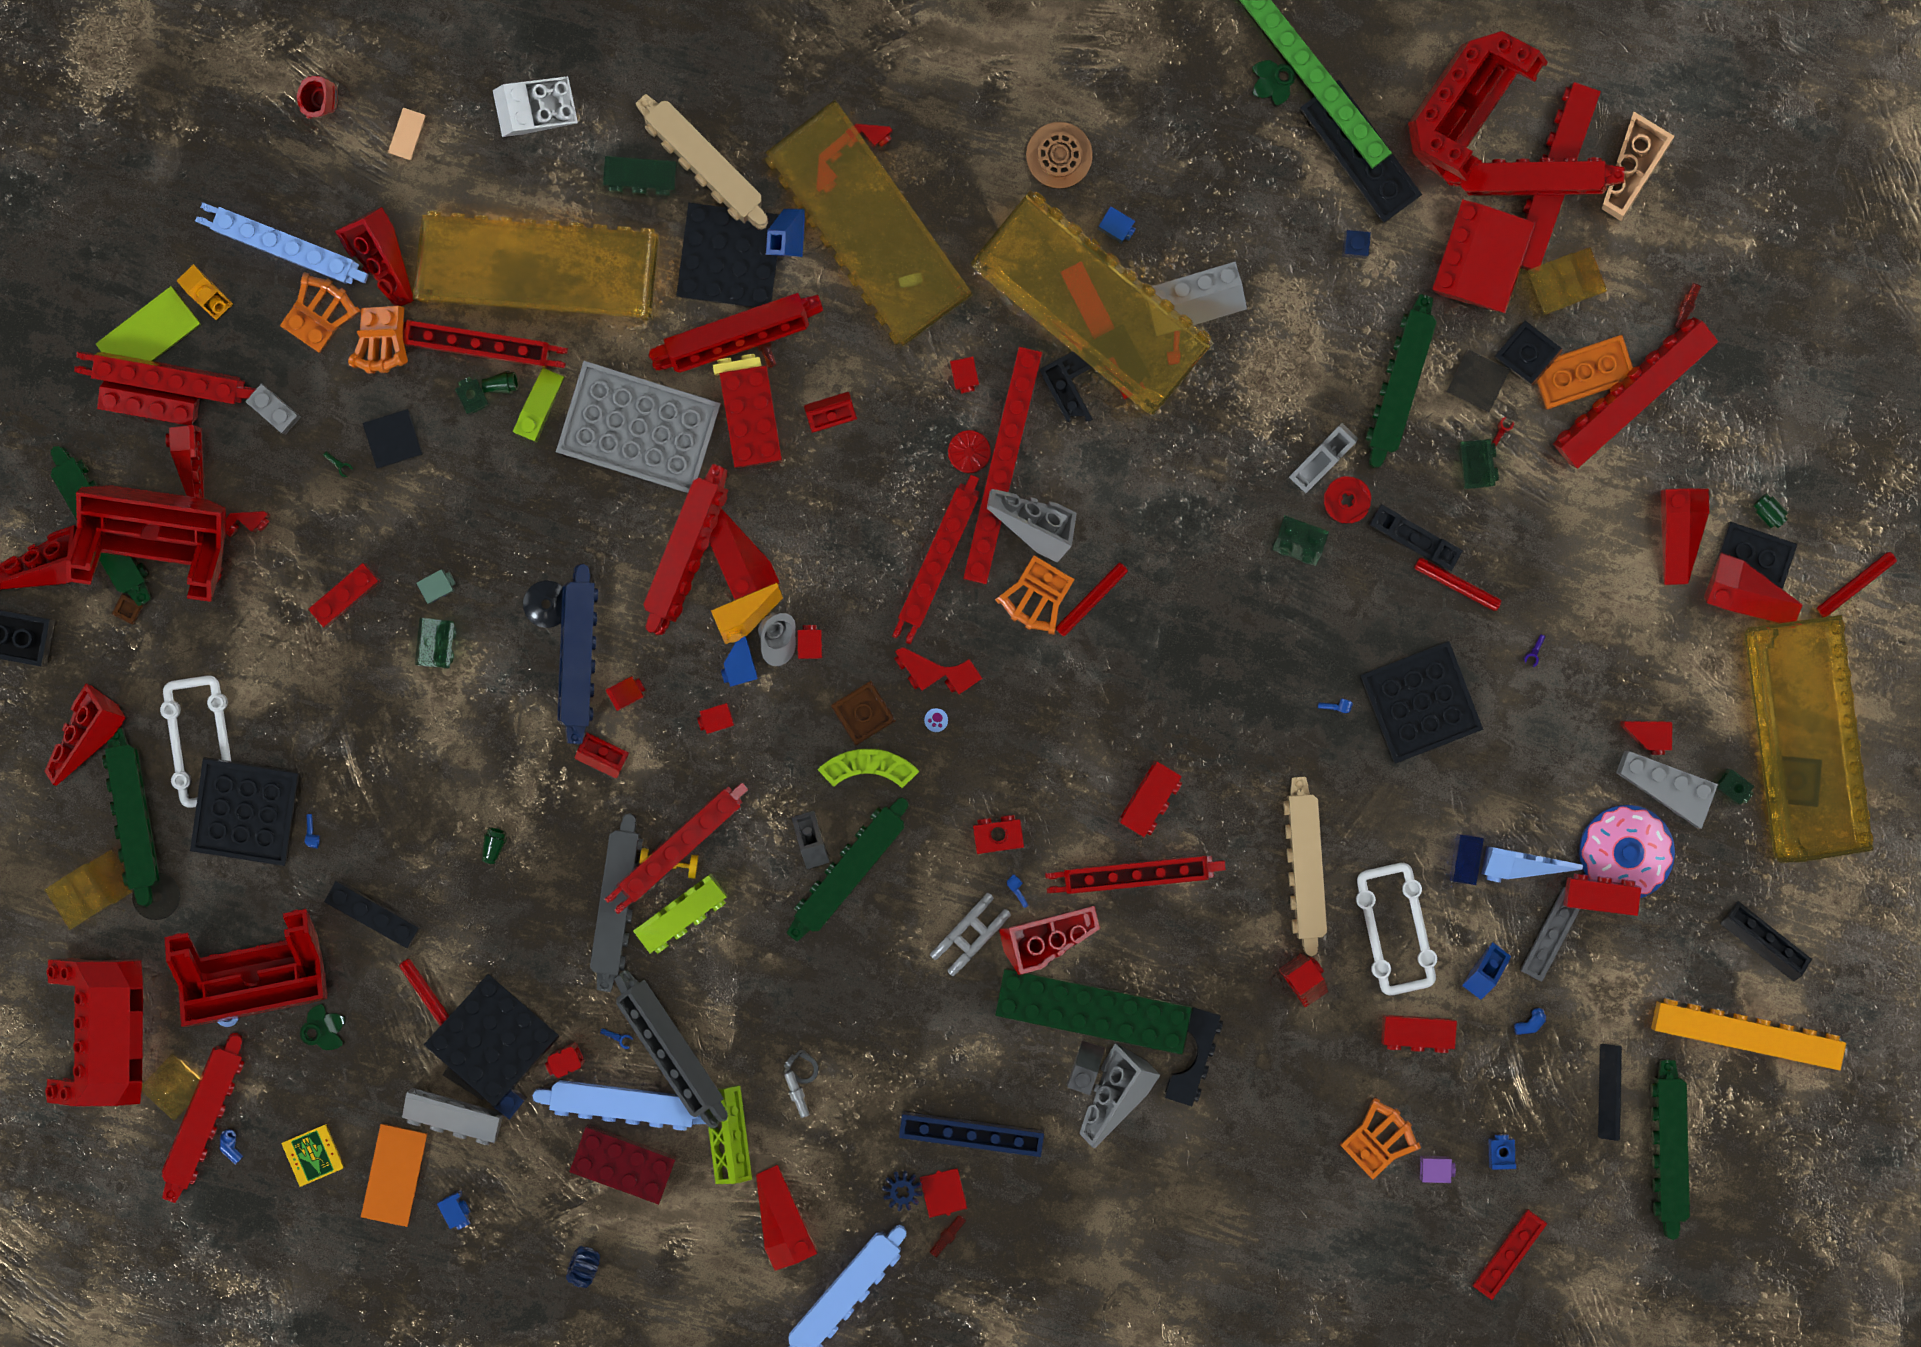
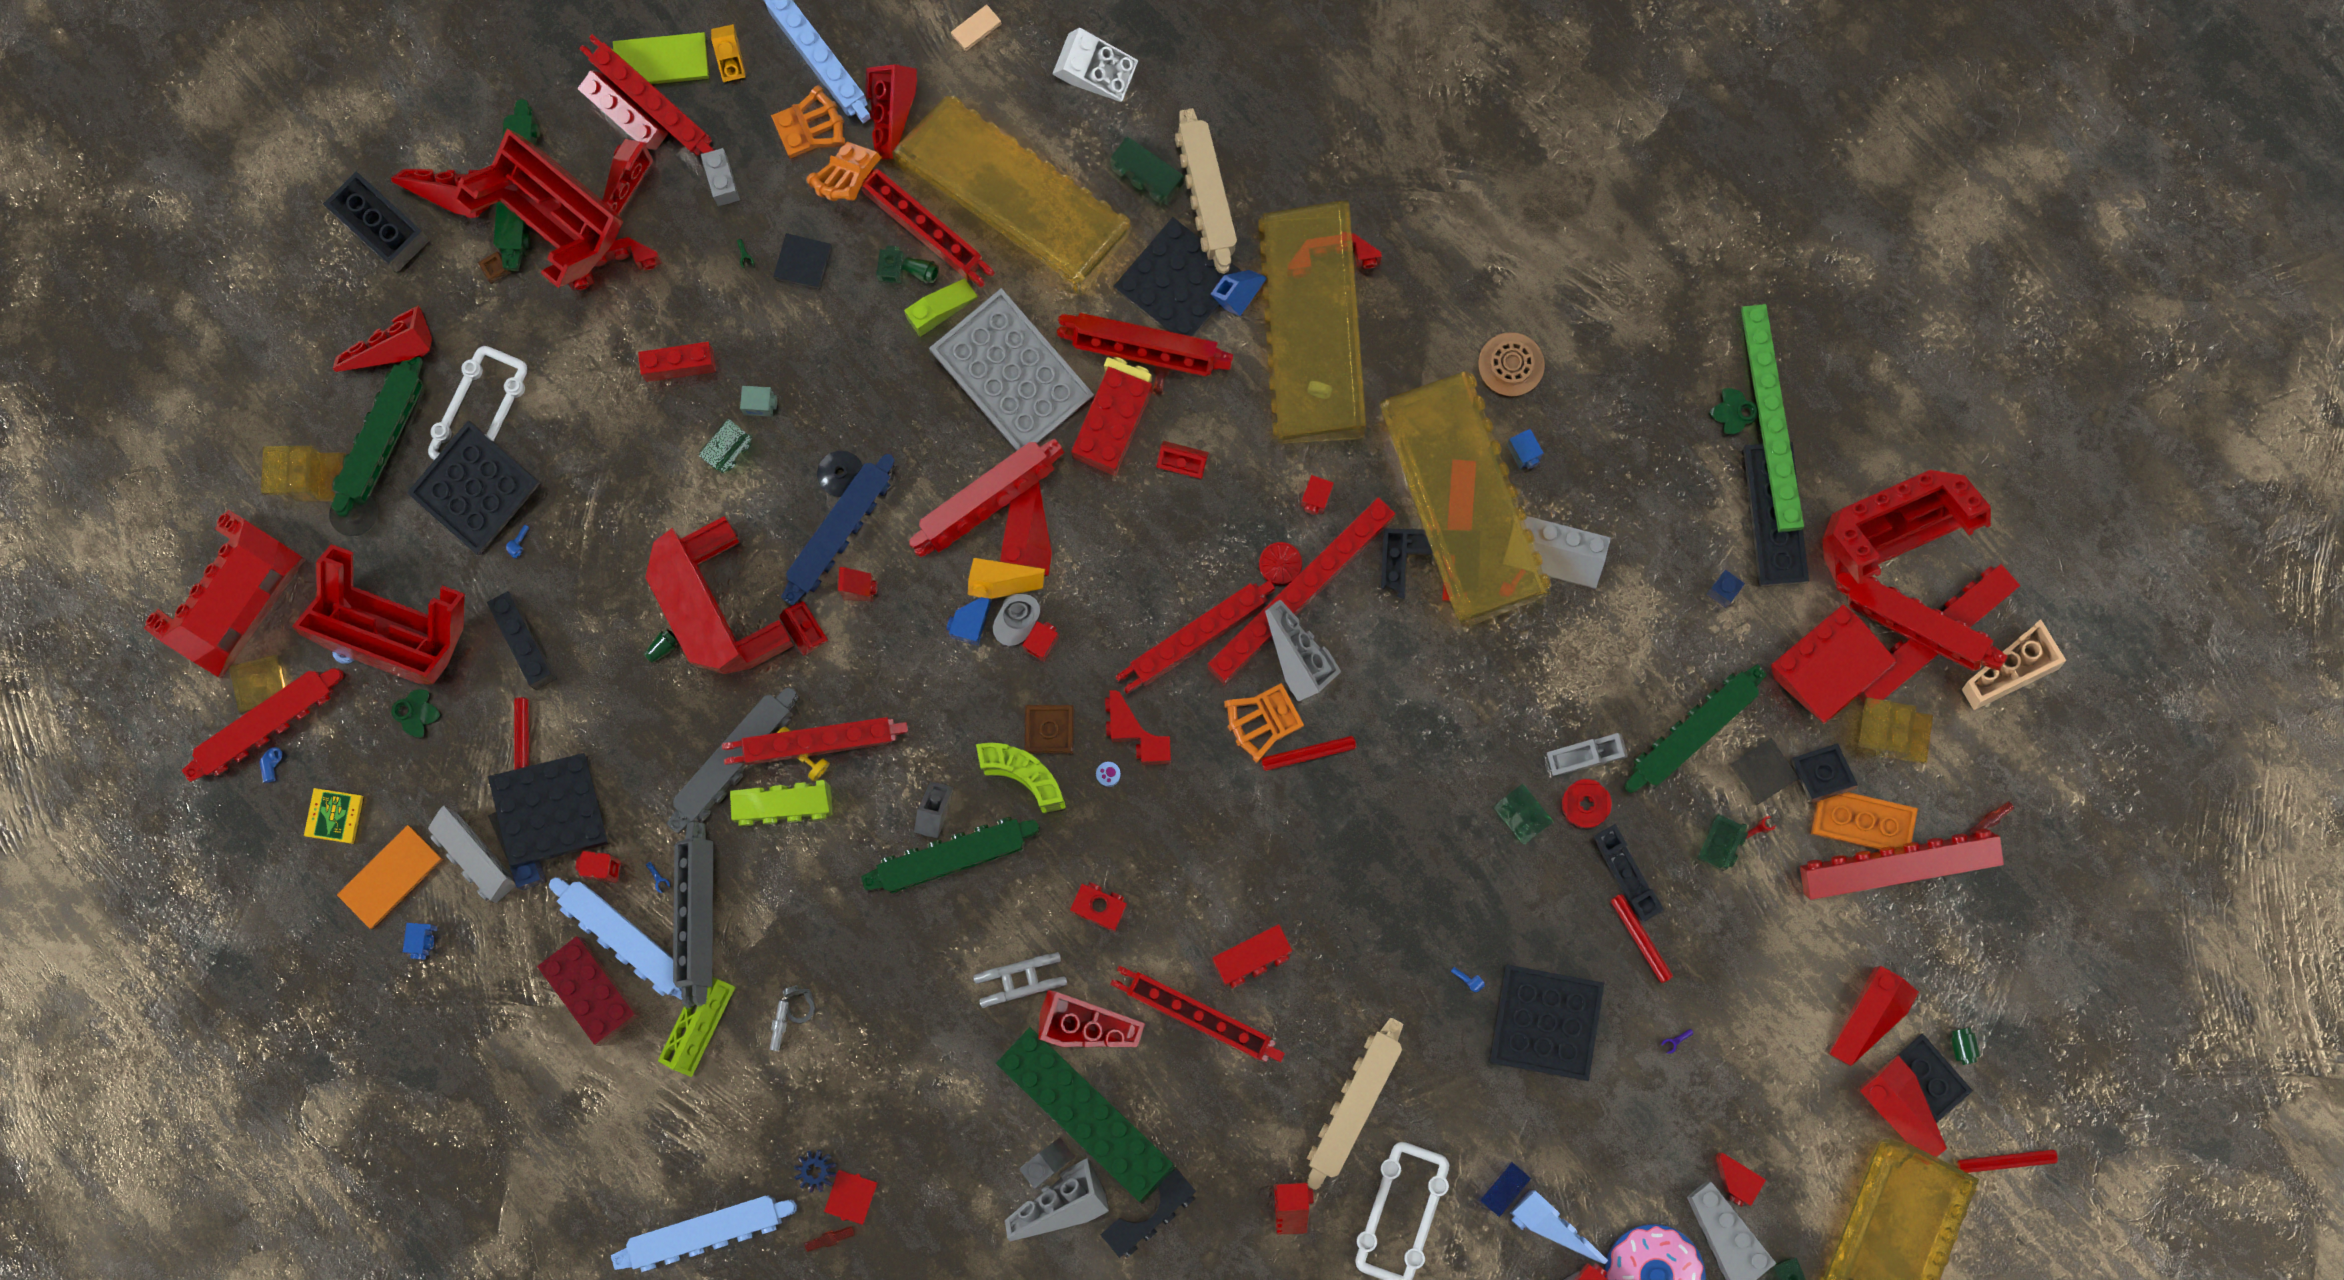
camera: 35 degrees right, 10 degrees down
(504, 800) = (693, 609): none -> red wedge
(583, 1267) = (493, 1059): dark blue gear -> none
(715, 718) = (919, 655): red brick -> none
(783, 1227) = (693, 1133): red wedge -> none
(971, 1134) = (907, 1158): dark blue brick -> none
(1014, 883) = (1086, 959): blue hand -> none

